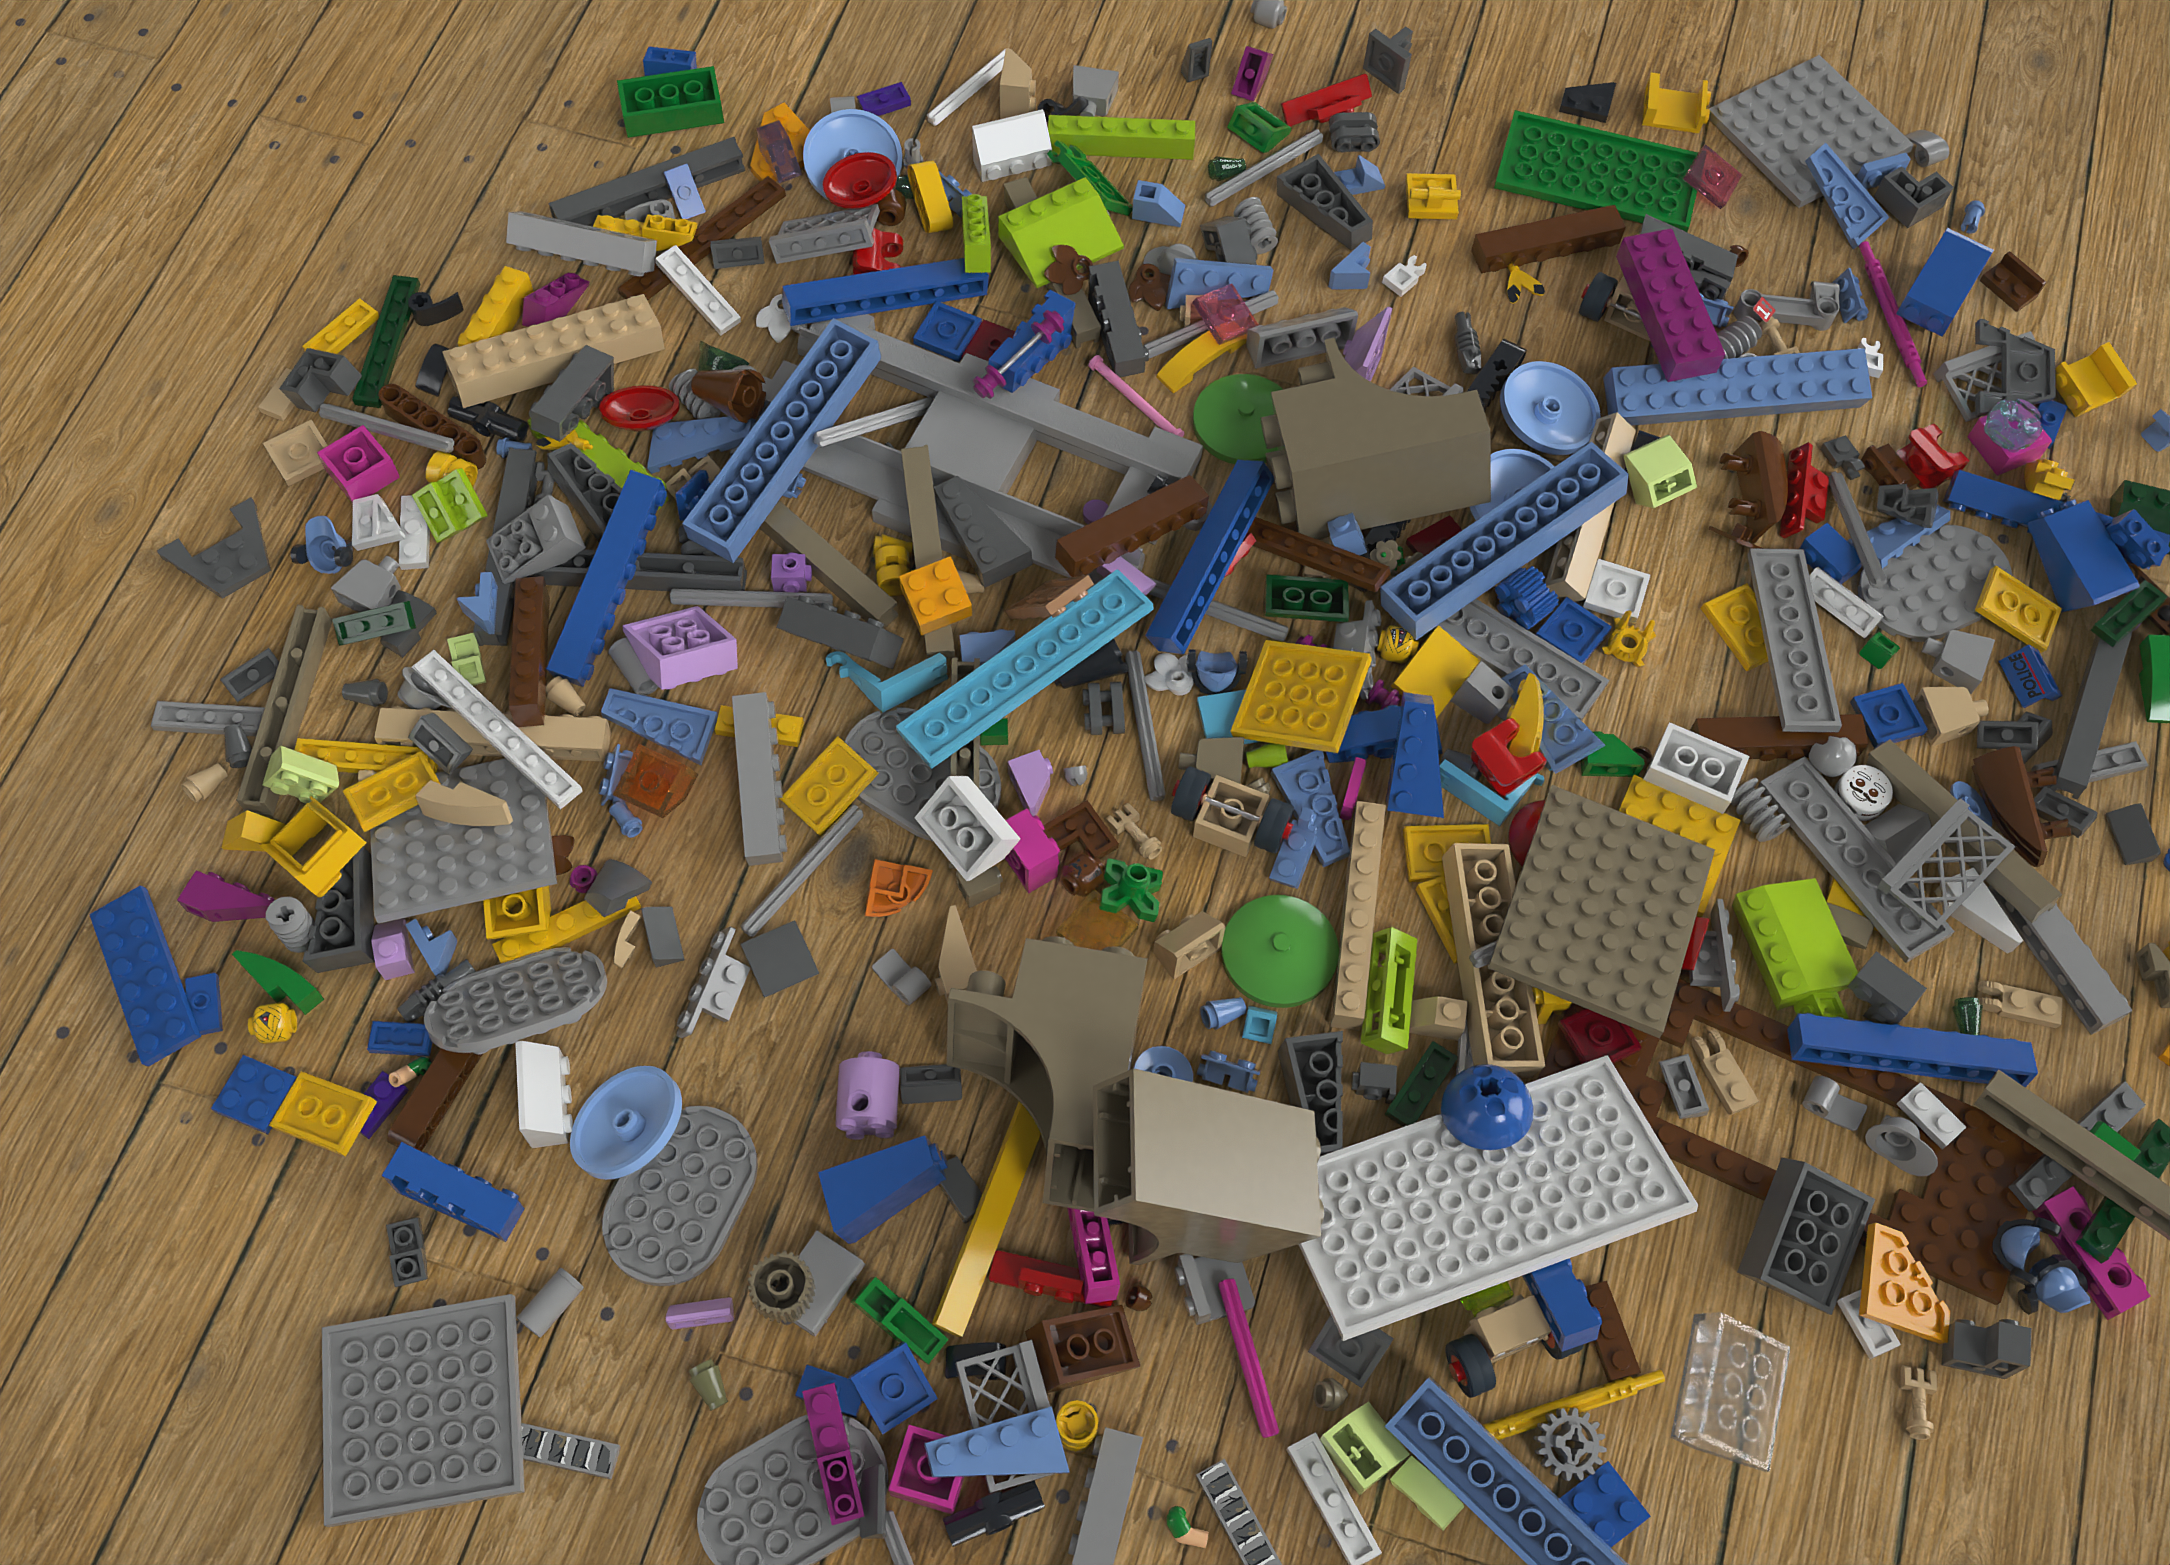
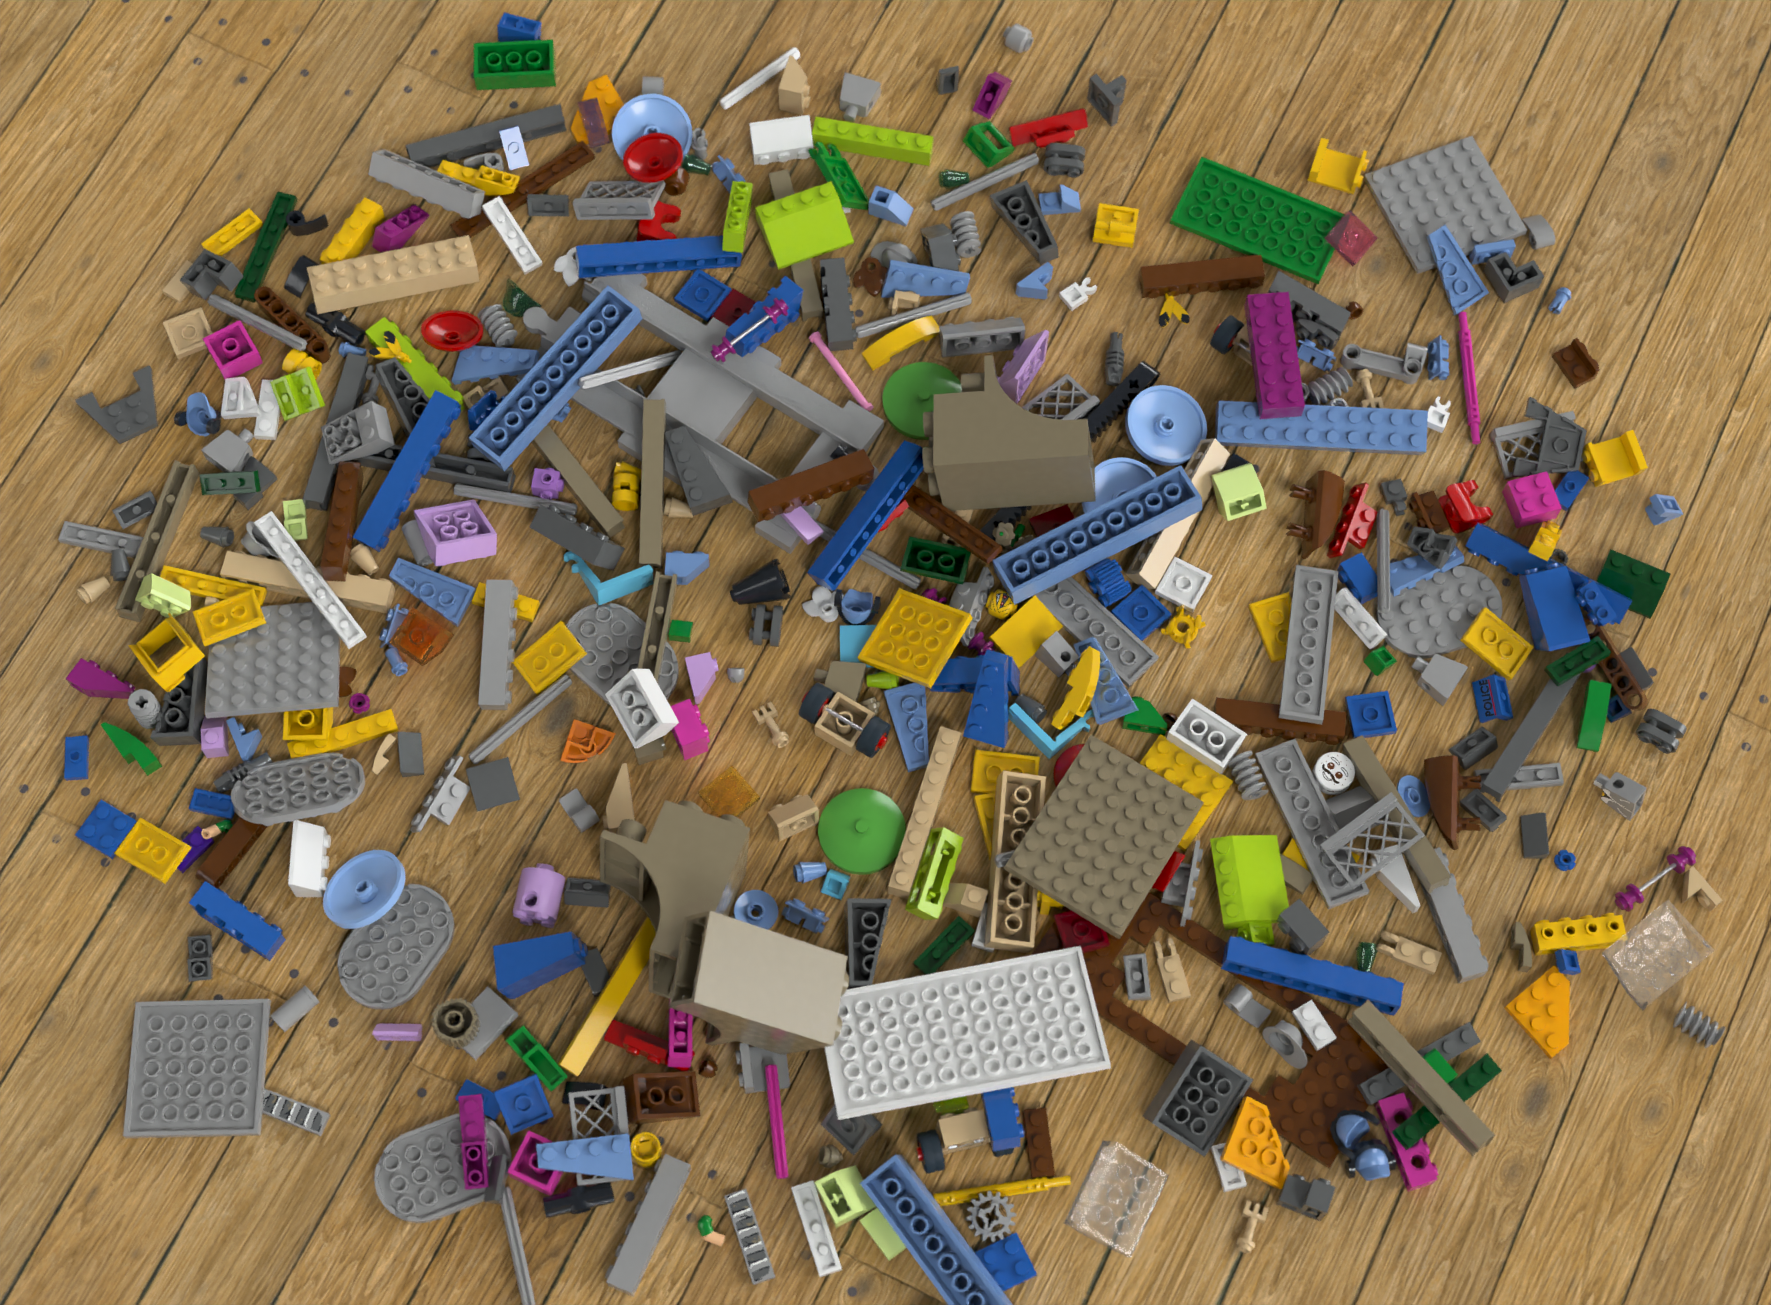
camera: 10 degrees right, 5 degrees up
(144, 976) = (37, 730): blue plate -> none
(249, 831) = (122, 633): yellow slope -> none
(273, 1023) = (124, 779): yellow head -> none
(440, 742) = (267, 584): dark grey slope -> none
(462, 805) = (277, 637): tan slope -> none
(483, 606) = (312, 482): medium blue slope -> none
(573, 393) = (402, 316): dark grey wedge -> none
(615, 886) = (380, 713): dark grey slope -> none
(709, 1384) = (396, 1081): olive cone -> none
(731, 392) = (522, 332): reddish brown cone -> none
(885, 99) = (687, 83): dark purple plate -> none
(930, 196) = (708, 177): yellow beam -> none
(935, 595) = (651, 521): light orange brick -> none
(1023, 669) = (708, 588): medium azure plate -> none
(1050, 598) = (737, 534): medium nougat plate -> none
(1065, 270) = (802, 257): reddish brown plate -> none
(1073, 110) = (826, 111): black panel -> none
(1082, 875) = (725, 753): reddish brown head -> none
(1084, 825) = (732, 714): reddish brown plate -> none
(1094, 510) = (789, 463): medium lavender tile -> none
(1132, 887) = (759, 768): green plant -> none
(1145, 726) = (795, 642): light grey axle -> none
(1225, 313) = (923, 311): clear pink tile -> none
(1296, 850) = (888, 757): medium blue hinge -> none
(1347, 534) = (978, 513): medium blue brick -> none
(1353, 788) = (942, 714): dark pink tile -> none
(1375, 1081) = (909, 939): dark grey brick -> none
(1487, 1107) = (982, 971): blue piece -> none
(1498, 765) = (1049, 711): red piece -> none
(1588, 101) = (1267, 154): black wing -> none
(1740, 534) = (1289, 554): reddish brown piece -> none
(1764, 309) = (1360, 363): sticker -> none
(1833, 757) = (1314, 743): light grey hair -> none
(1944, 282) = (1513, 359): blue slope -> none
(1948, 712) = (1418, 719): tan torso -> none
(2003, 434) = (1530, 480): clear light blue plate -> none
(2007, 734) = (1457, 744): dark grey slope -> none

